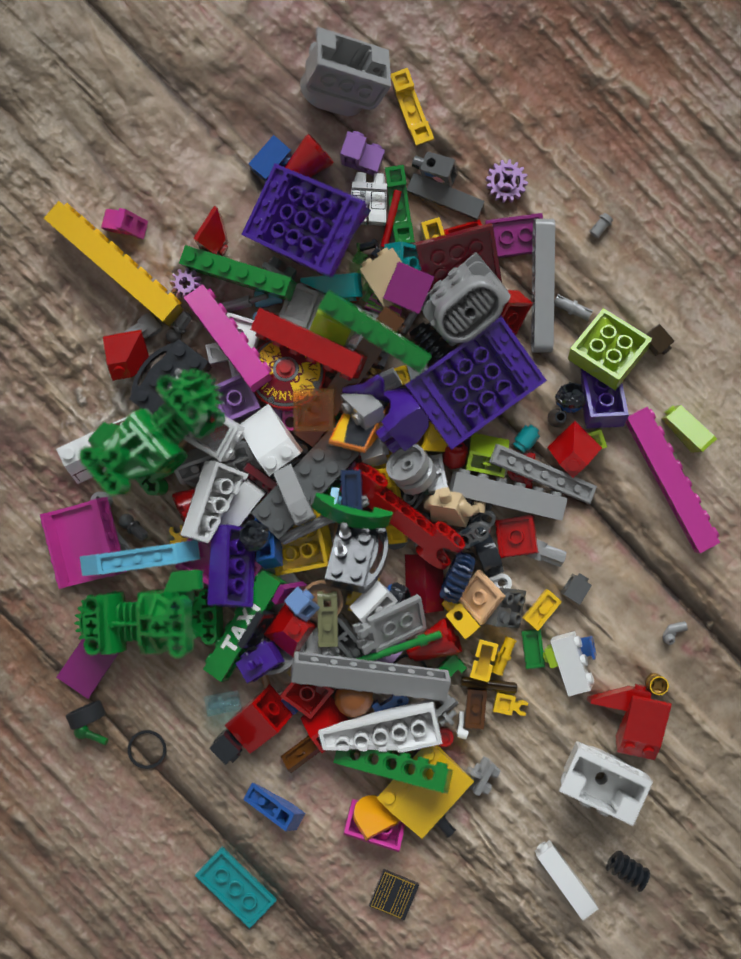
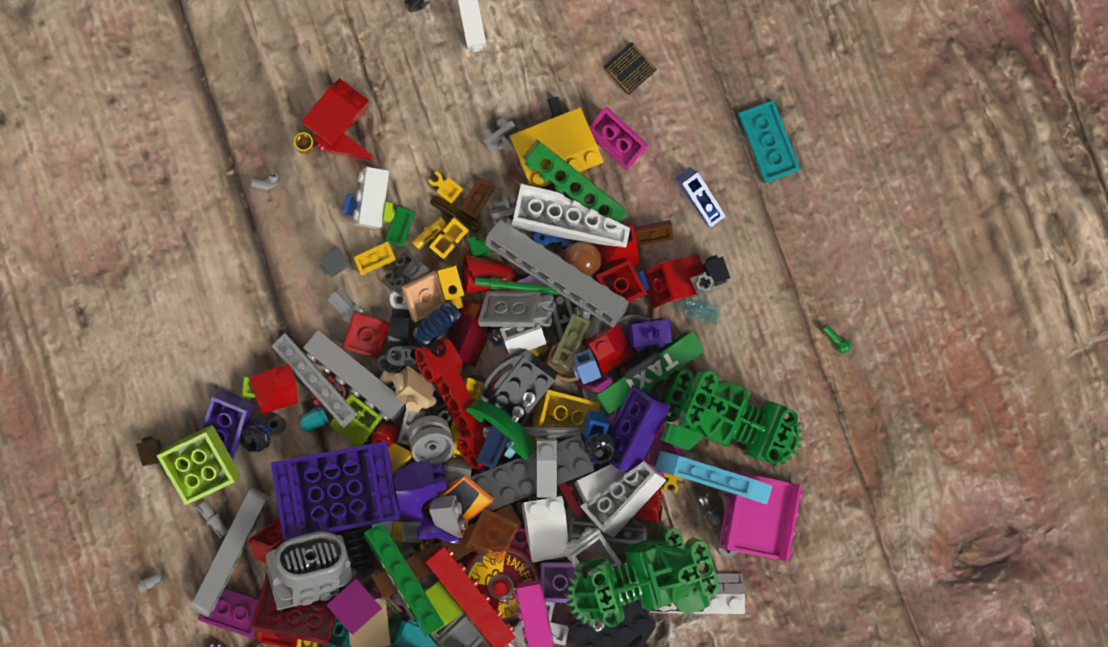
camera: 160 degrees left, 5 degrees down
(85, 671) = (812, 401): magenta tile -> none
(85, 715) = (830, 359): black tyre -> none
(146, 766) = (790, 319): black piece -> none
(232, 731) = (702, 283): none -> light grey piece
(372, 817) = (614, 146): light orange tile -> none
(447, 737) = (515, 183): red tile -> none
(461, 732) = (500, 182): white hand -> none
(616, 794) = (387, 65): white brick -> none
(671, 480) = (200, 319): dark pink brick -> none
(688, 429) = (163, 358): lime slope -> none

